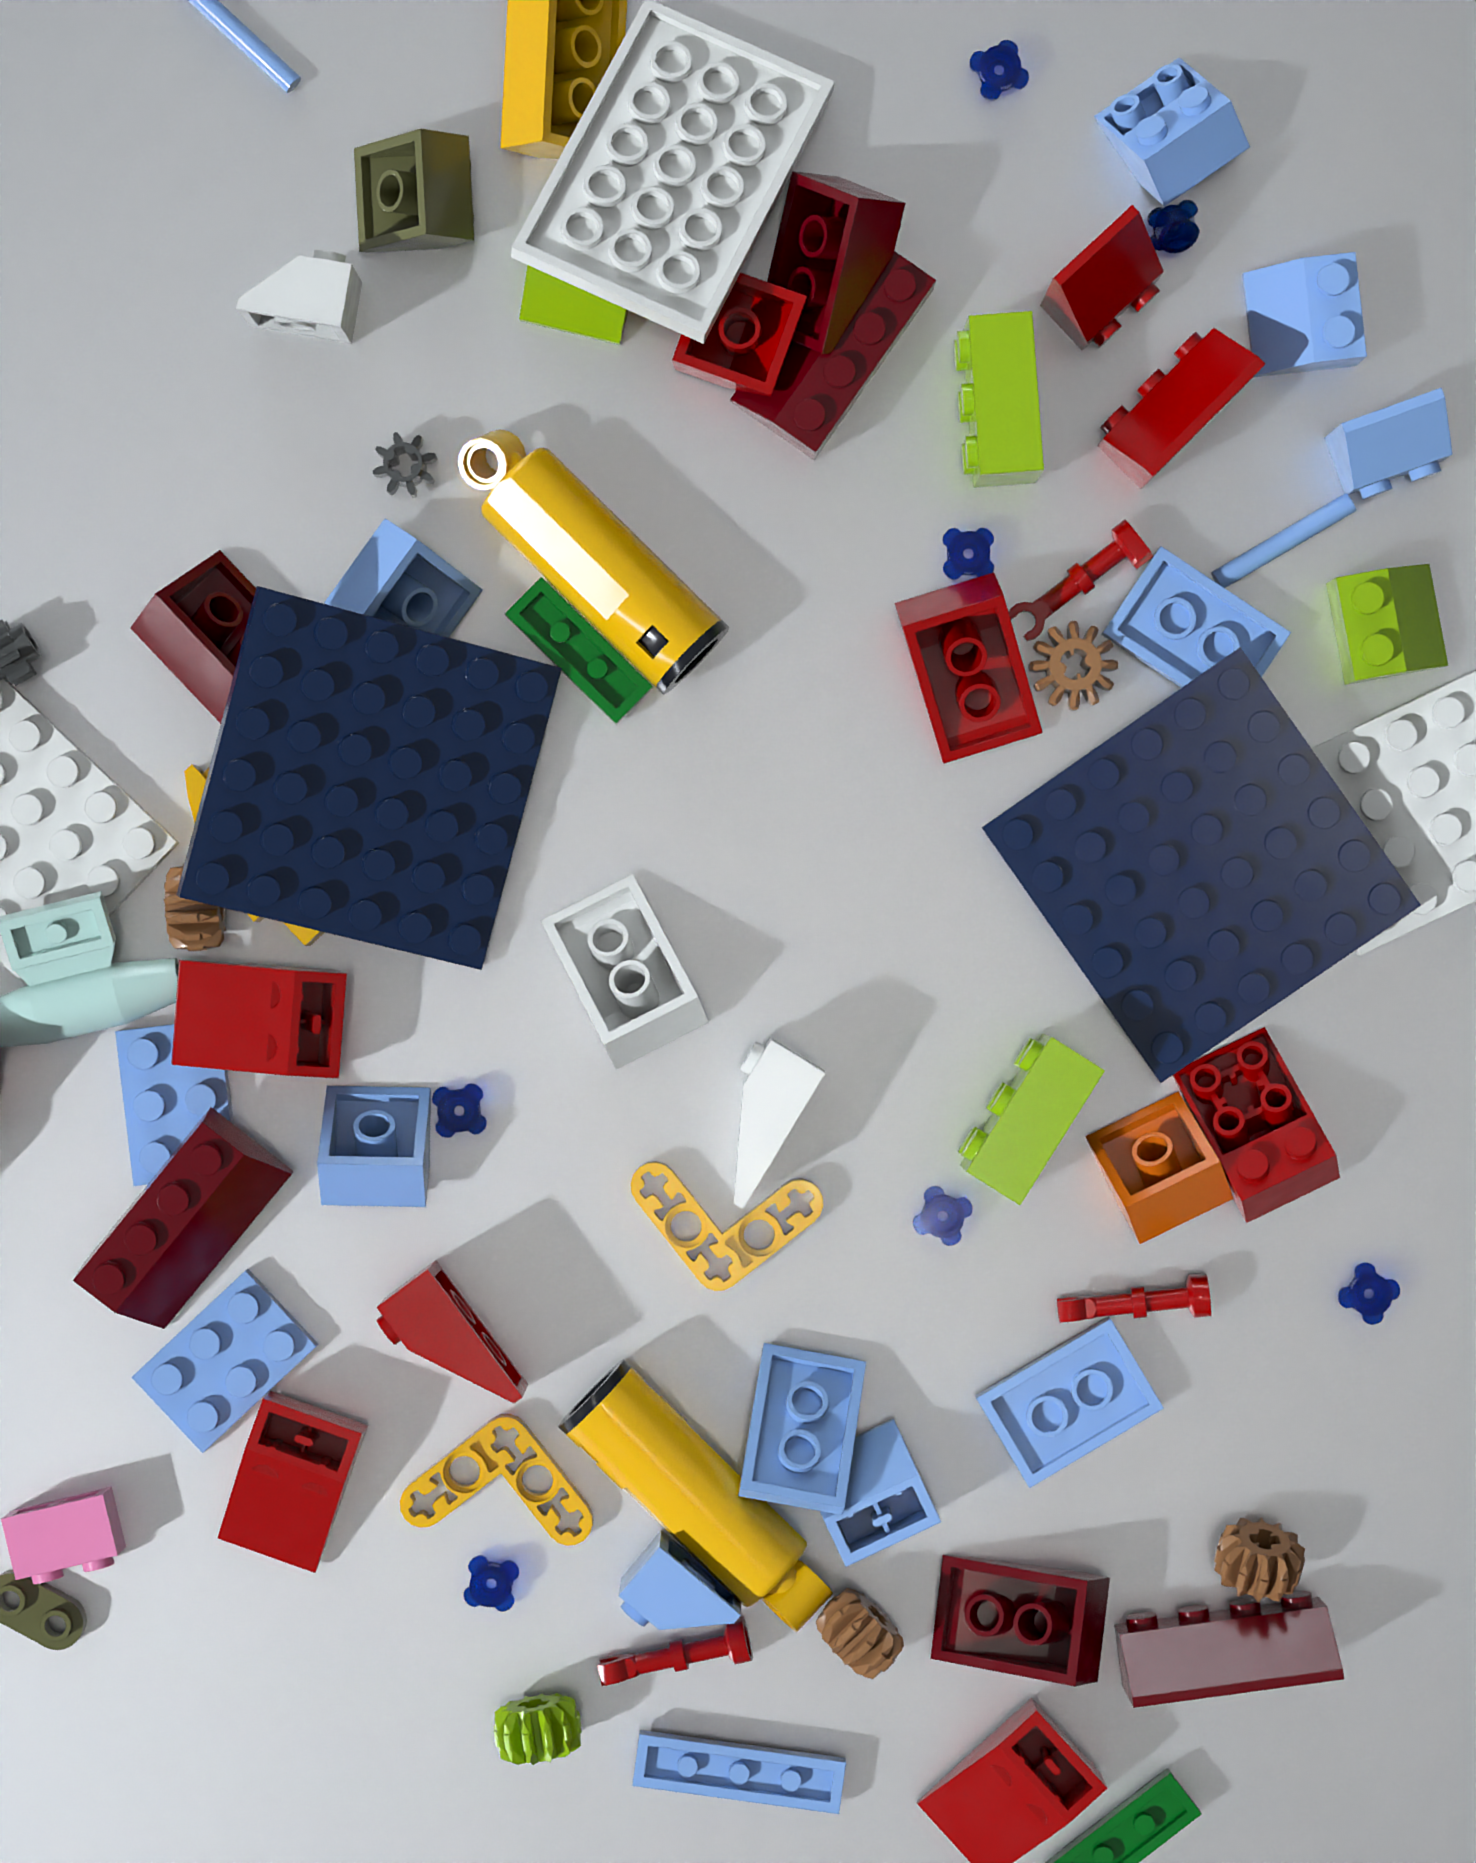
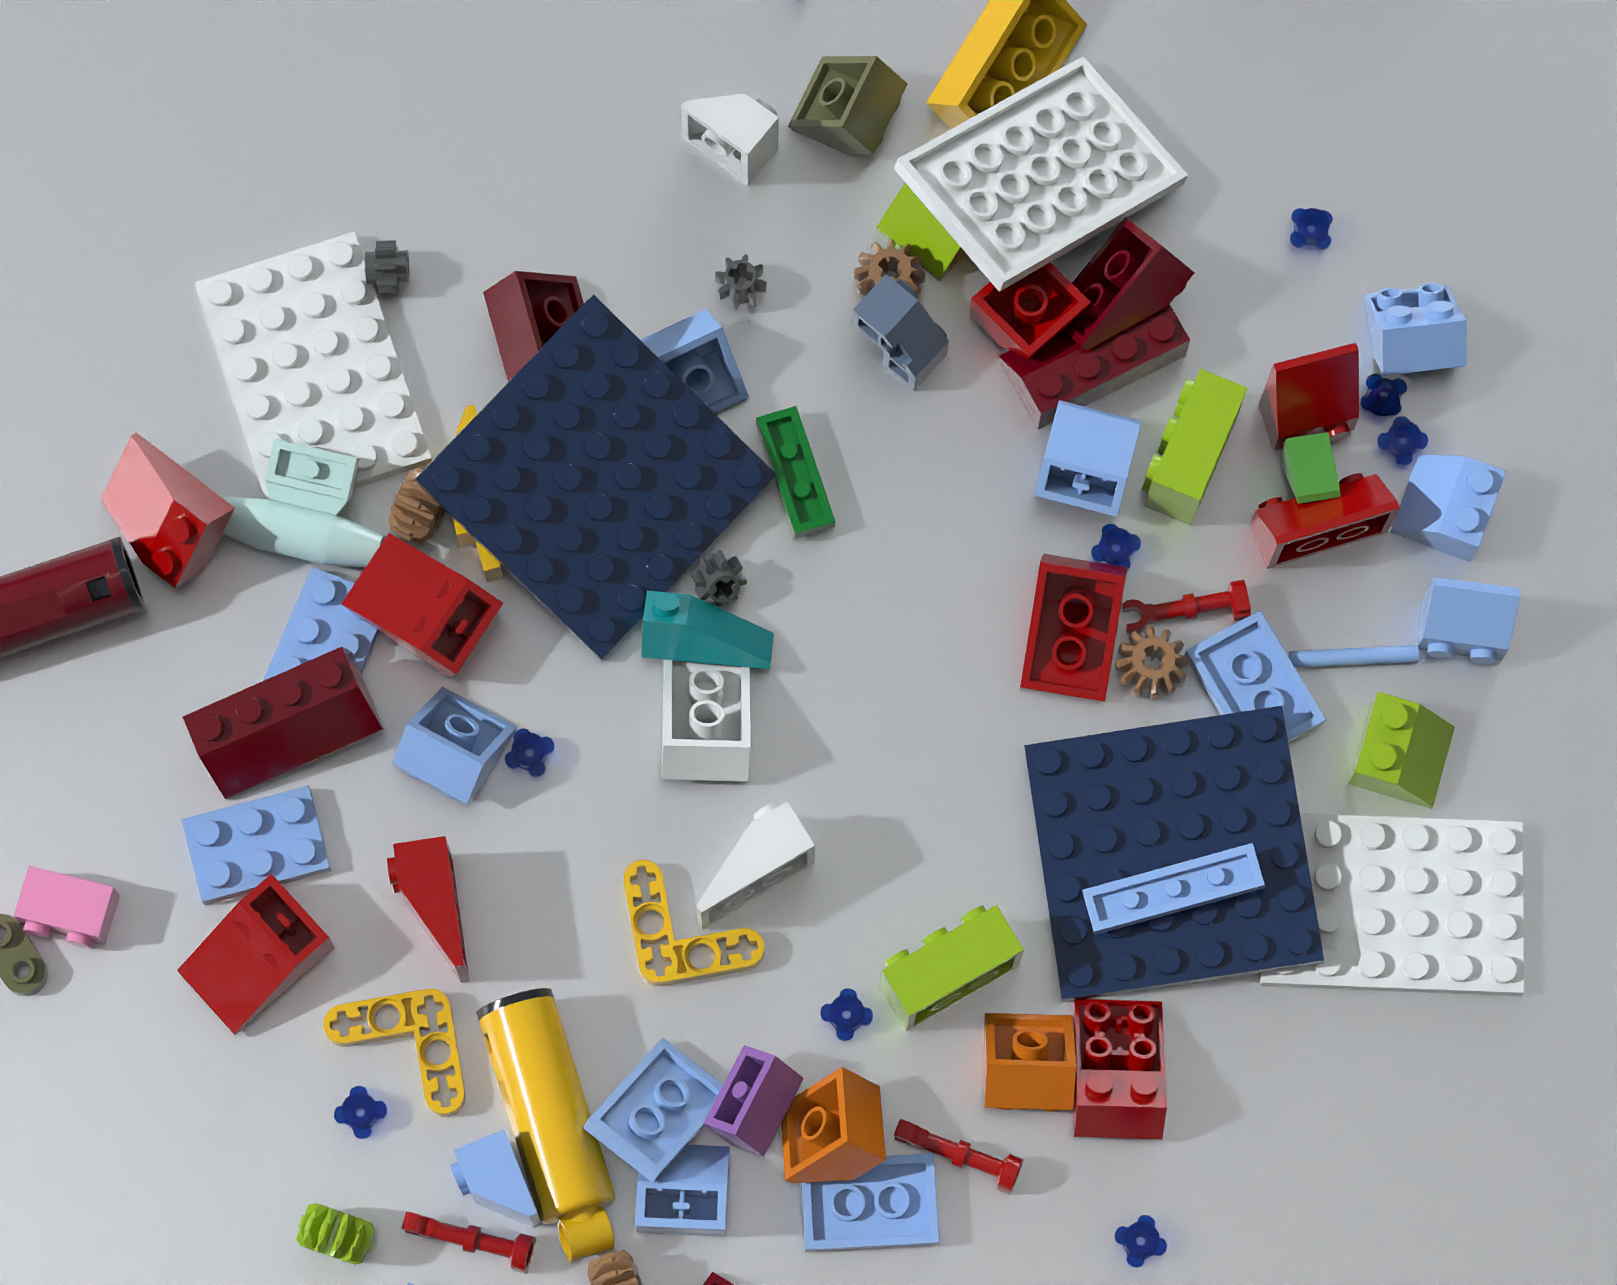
camera: 25 degrees right, 15 degrees down
(548, 380) = (888, 260): none -> medium nougat gear
(560, 816) = (718, 578): none -> dark grey gear
(575, 887) = (699, 632): none -> teal slope
(592, 558) = (841, 412): yellow piece -> none
(612, 433) = (902, 329): none -> sand blue brick
(892, 475) = (1088, 458): none -> light blue slope
(896, 1364) = (753, 1100): none -> medium lavender brick
(995, 1353) = (833, 1130): none -> orange slope
(1142, 362) = (1310, 467): none -> bright green slope
(1225, 913) = (1173, 888): none -> light blue plate
(1230, 257) = (1402, 429): none -> clear blue plate

